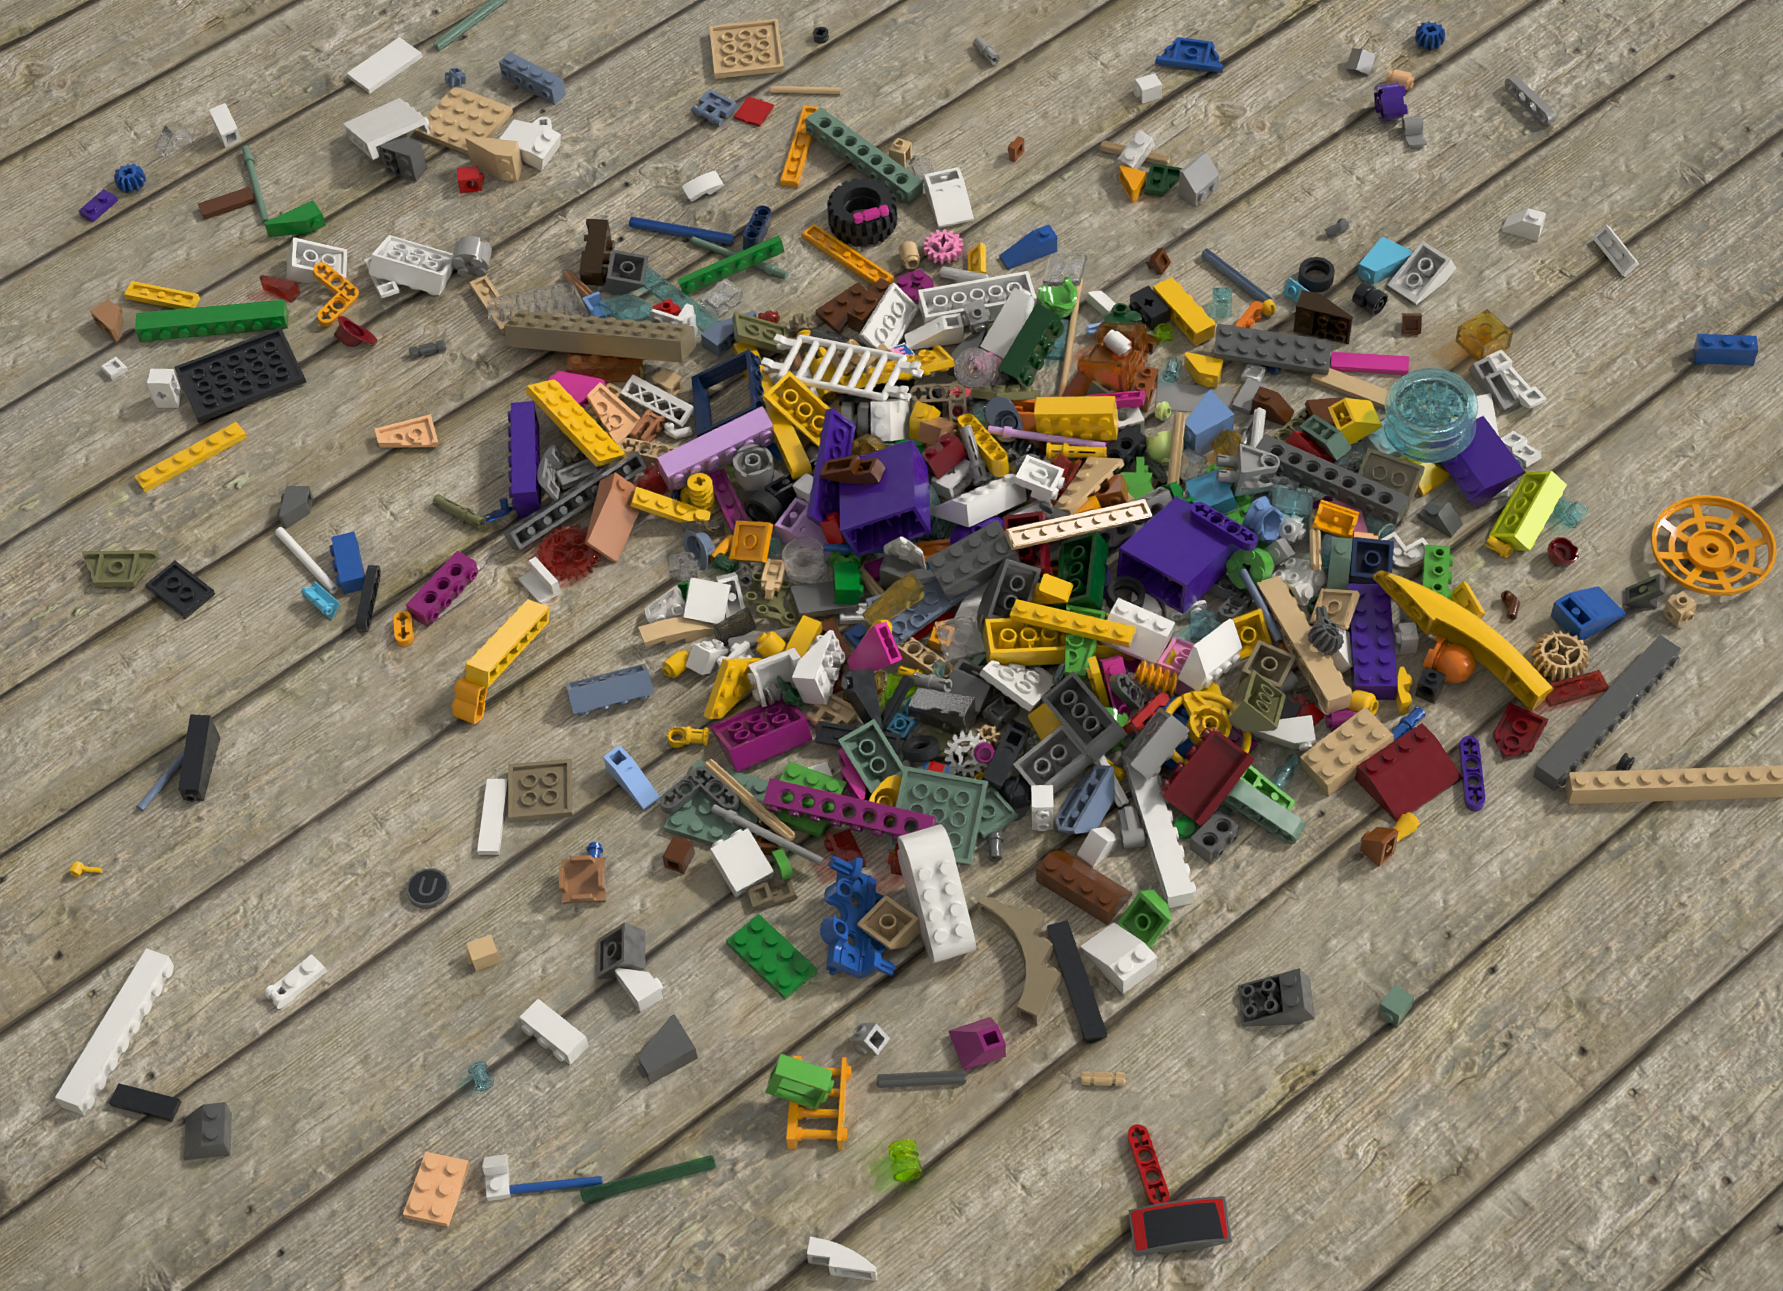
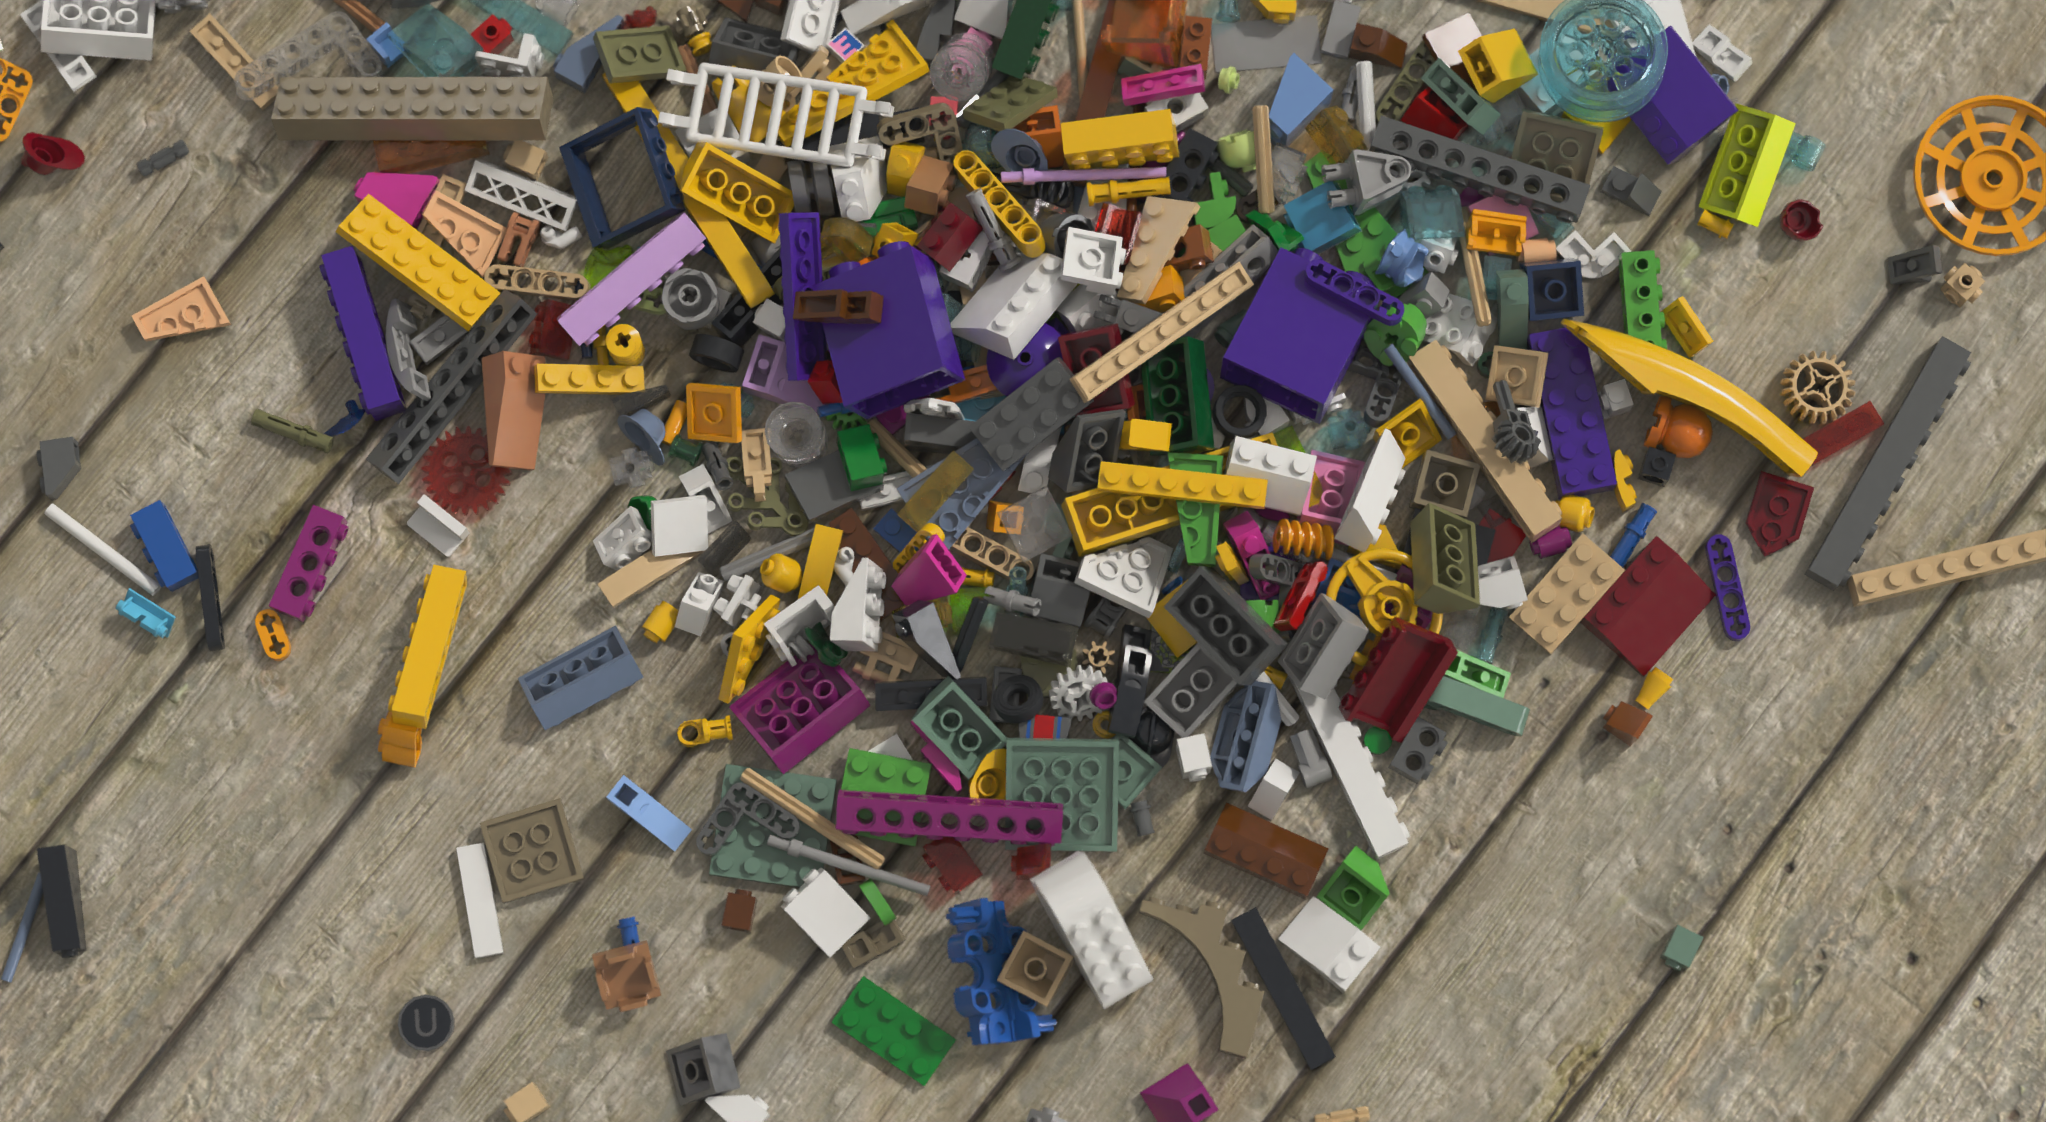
camera: 15 degrees left, 25 degrees up
(727, 498) = (664, 346): magenta plate -> none
(901, 723) = (981, 658): dark azure slope -> none
(1277, 1000) = (1534, 969): dark grey slope -> none
(1511, 603) = (1744, 312): reddish brown arm -> none
(1586, 612) = (1844, 311): blue slope -> none
(1625, 762) = (1919, 537): black bush -> none

